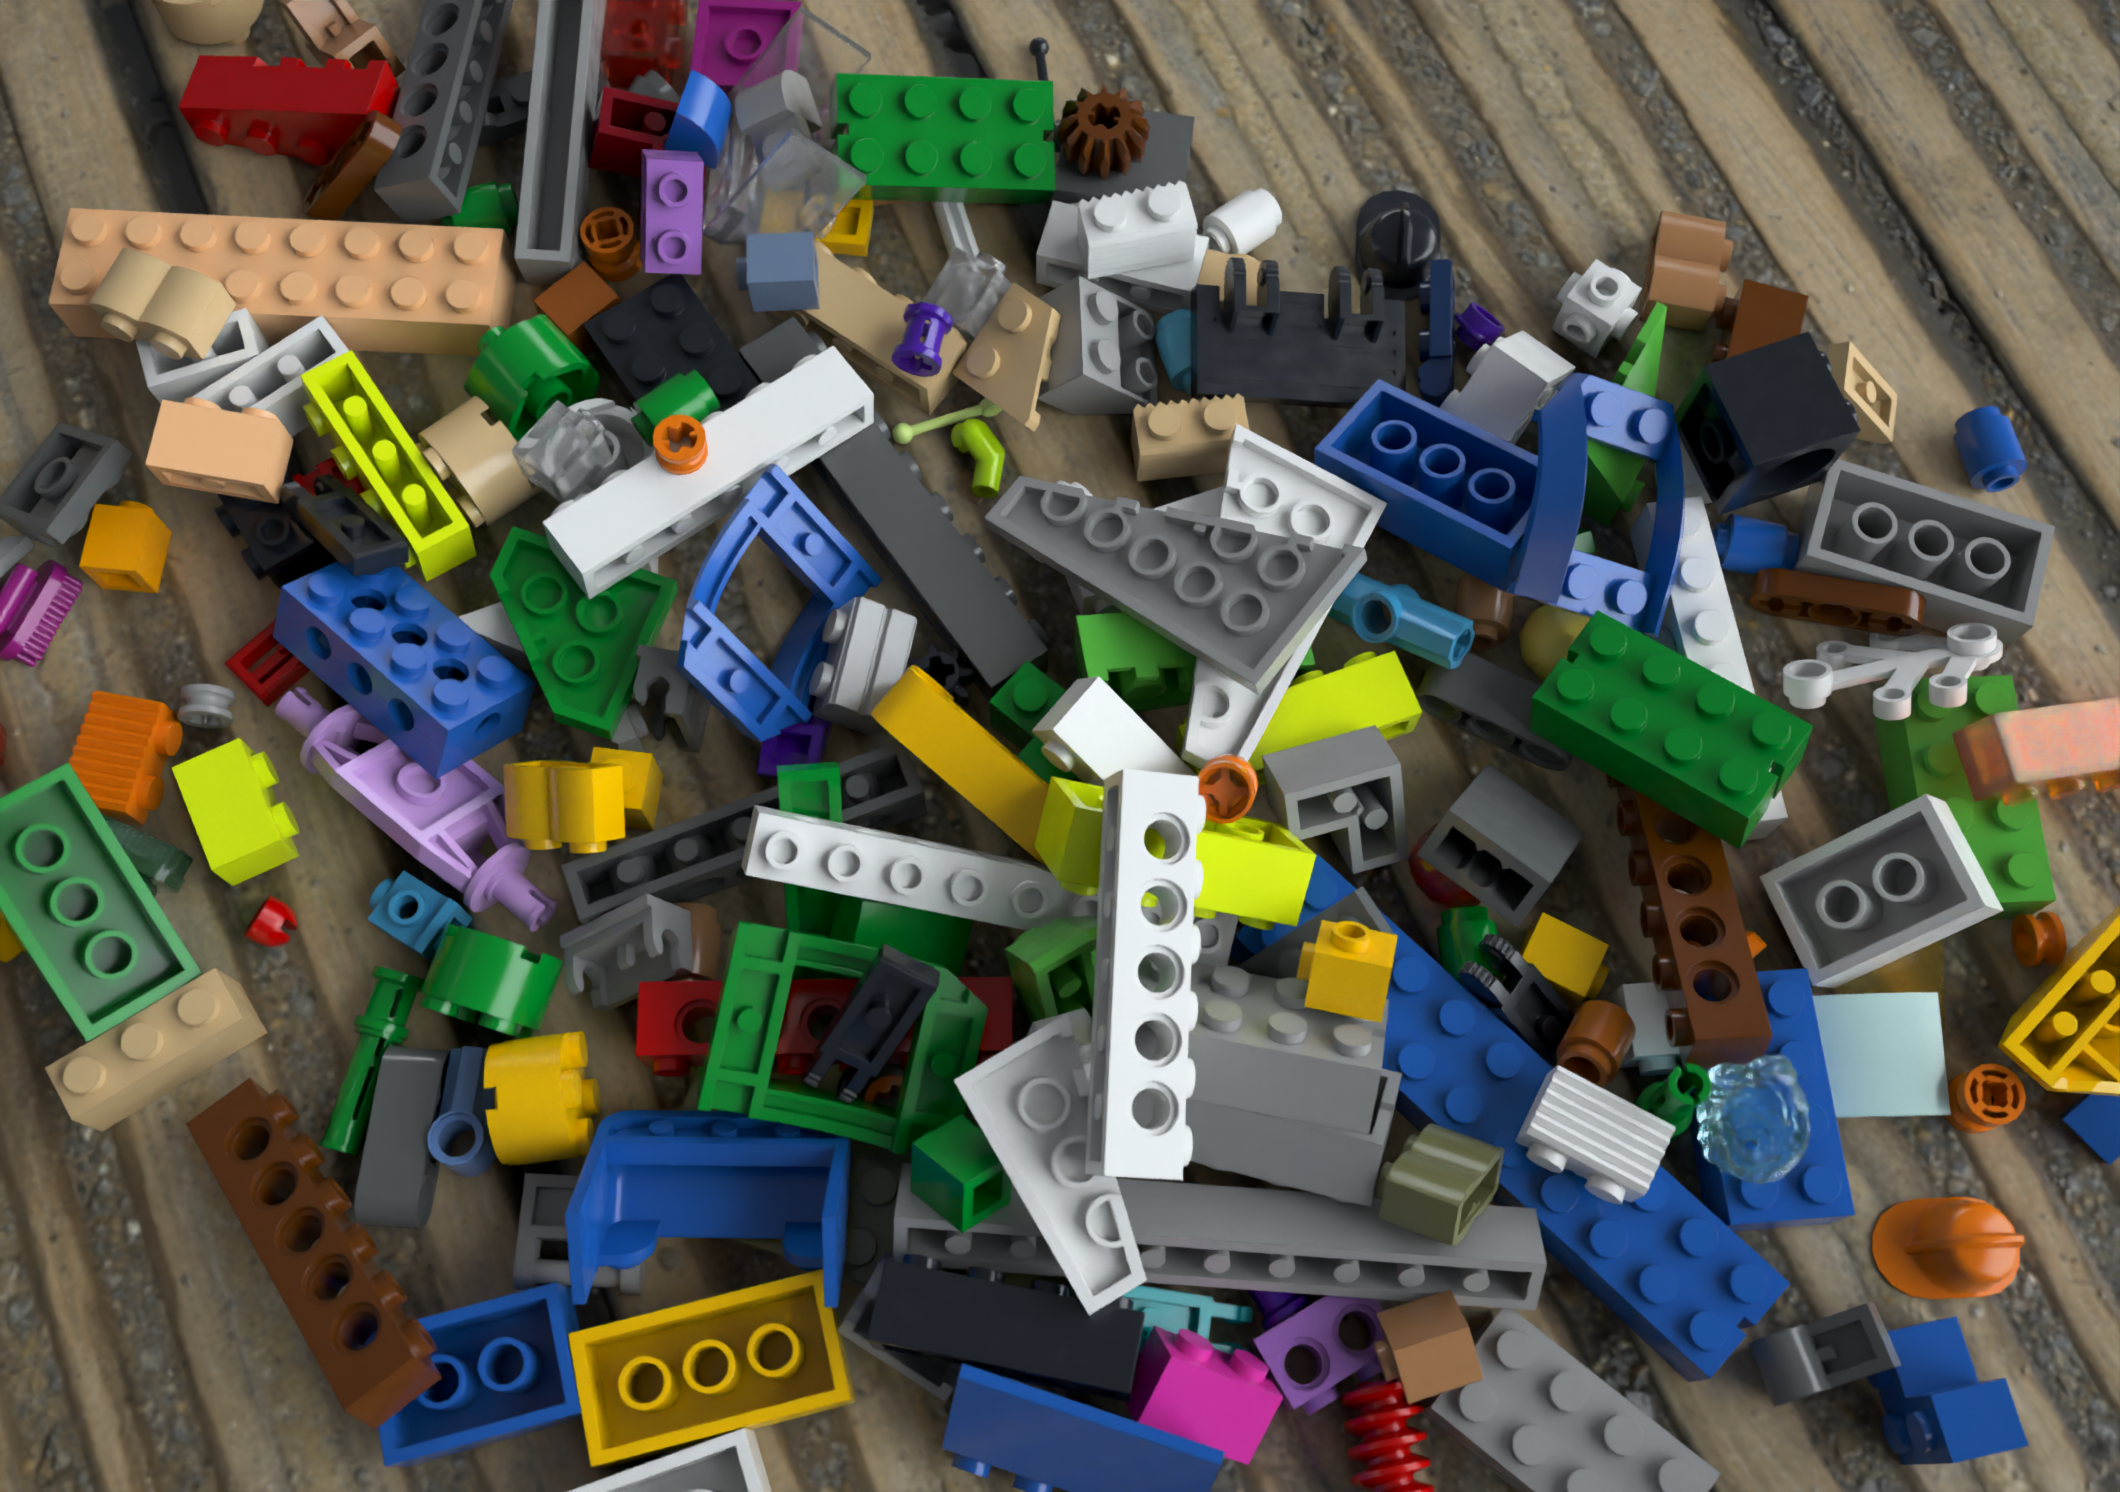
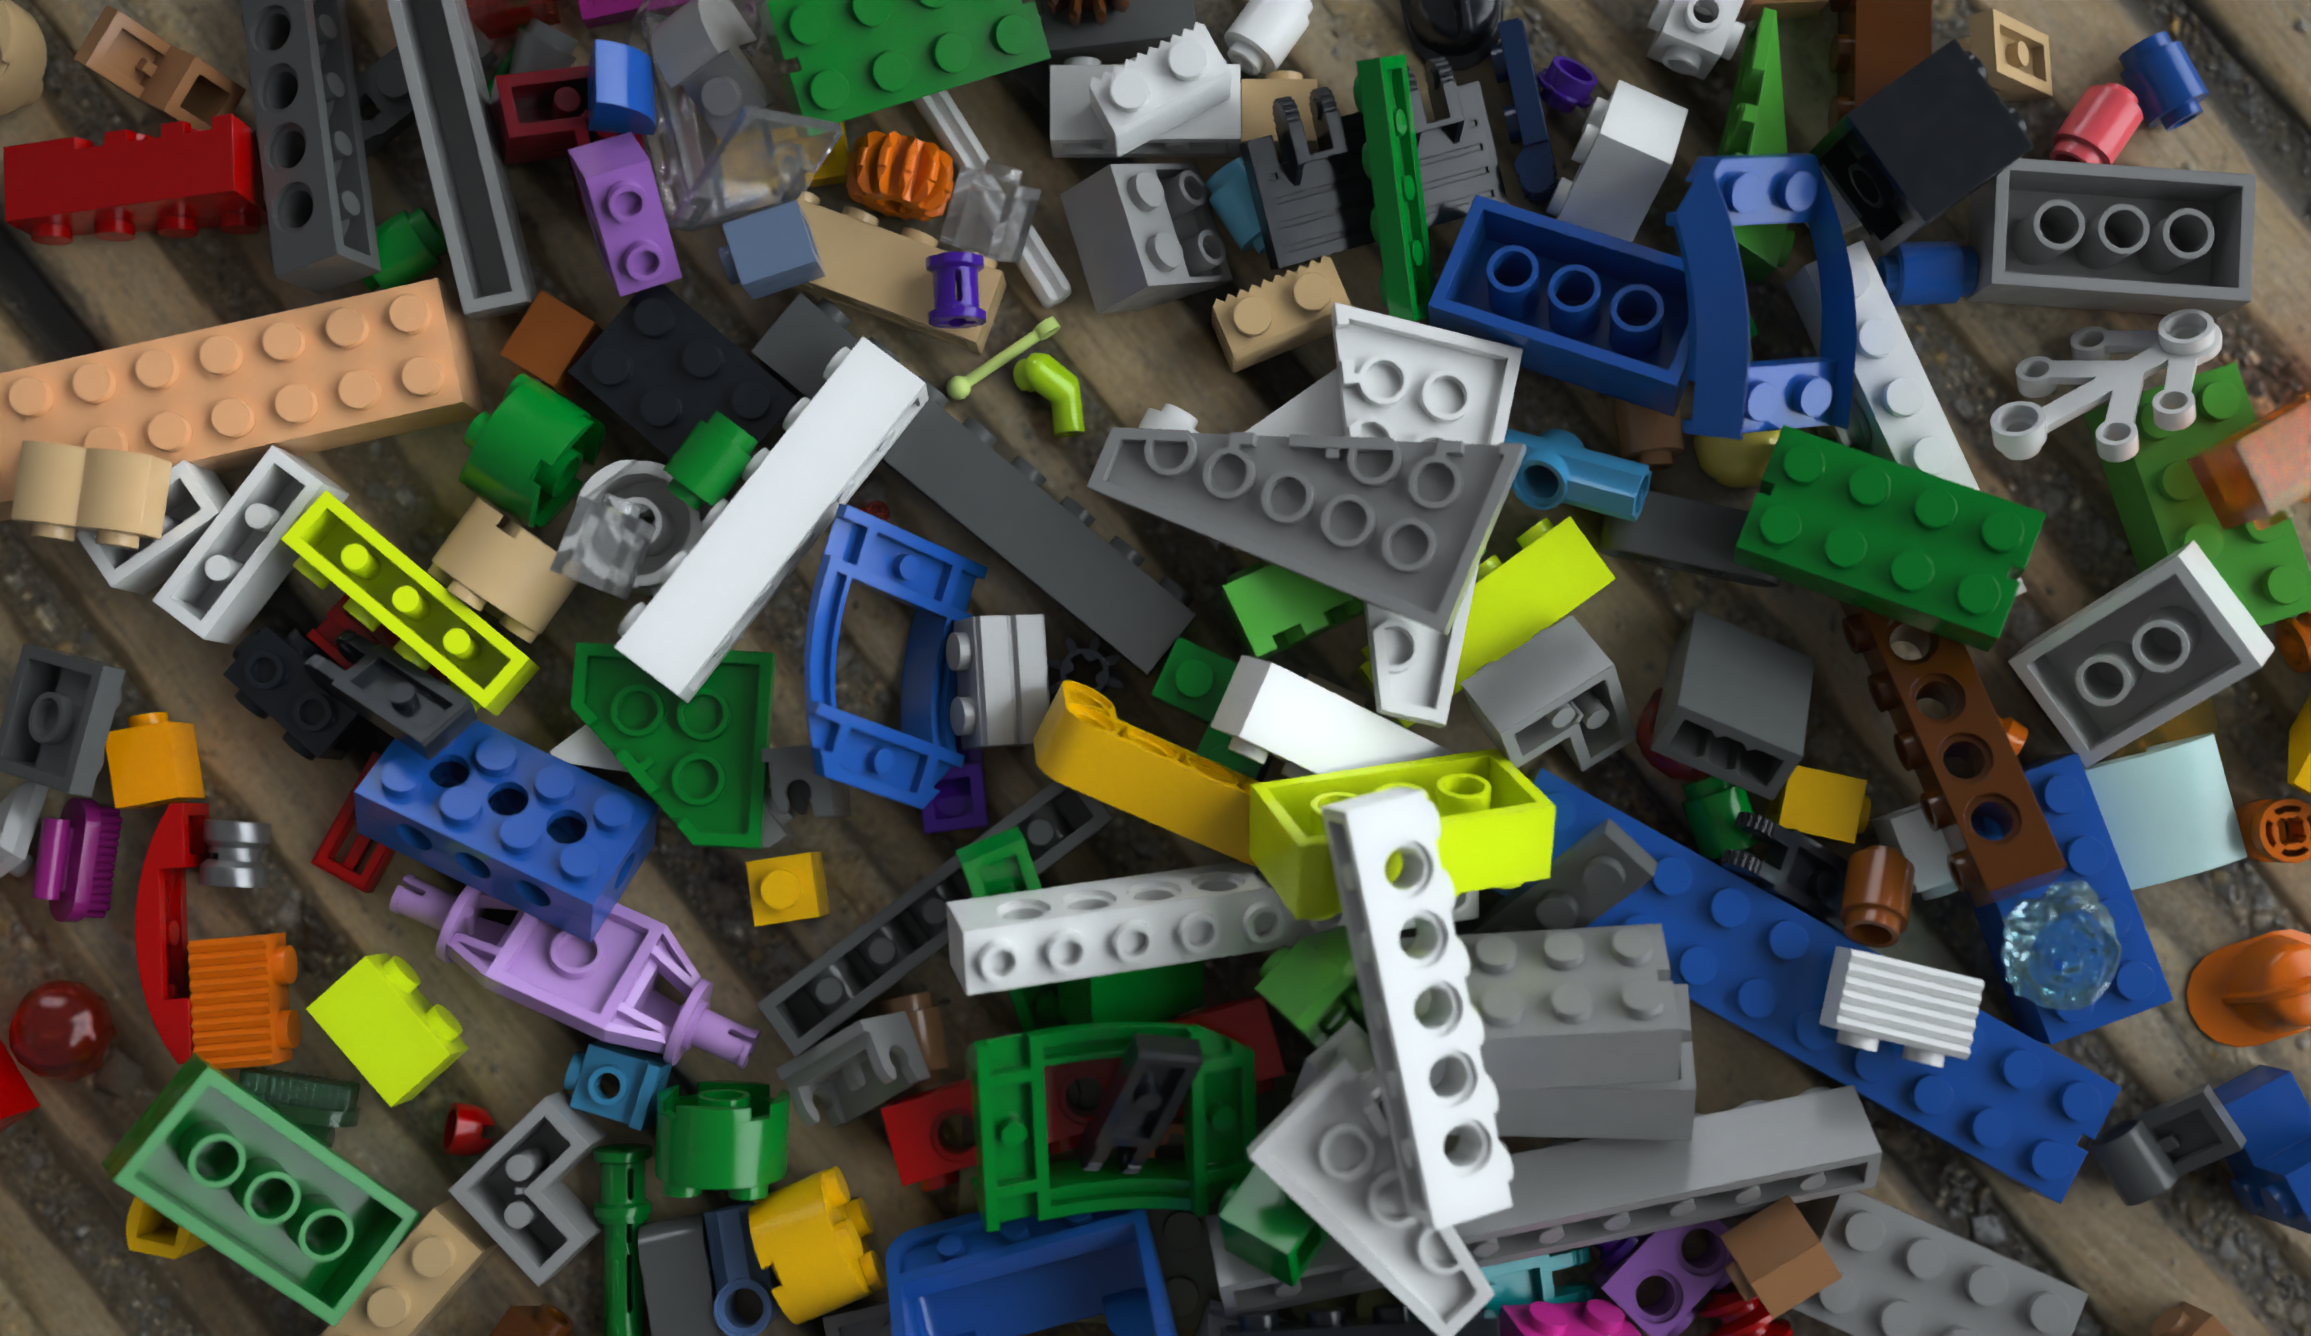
camera: 10 degrees left, 15 degrees up
(113, 620) = (162, 923): none -> red slope
(165, 632) = (234, 854): none -> flat silver wheel
(206, 706) = (310, 917): light grey bush -> none
(220, 449) = (223, 648): light nougat brick -> none
(298, 977) = (521, 1193): none -> light grey brick
(352, 167) = (237, 249): reddish brown beam -> none
(564, 803) = (738, 940): yellow brick -> none
(611, 243) = (572, 259): orange wheel -> none
(674, 430) = (723, 498): orange bush -> none
(903, 252) = (899, 176): none -> orange gear
(1013, 354) = (1058, 272): tan wing -> none
(1222, 797) = (1438, 763): orange wheel -> none
(1313, 347) = (1393, 166): none -> green plate
(1348, 969) = (1619, 921): yellow brick -> none
(1439, 1183) = (1754, 1094): olive brick -> none
(1671, 1098) = (1966, 939): green pin -> none
(1838, 602) = (2031, 317): reddish brown beam -> none
(1931, 462) = (2098, 125): none -> coral brick

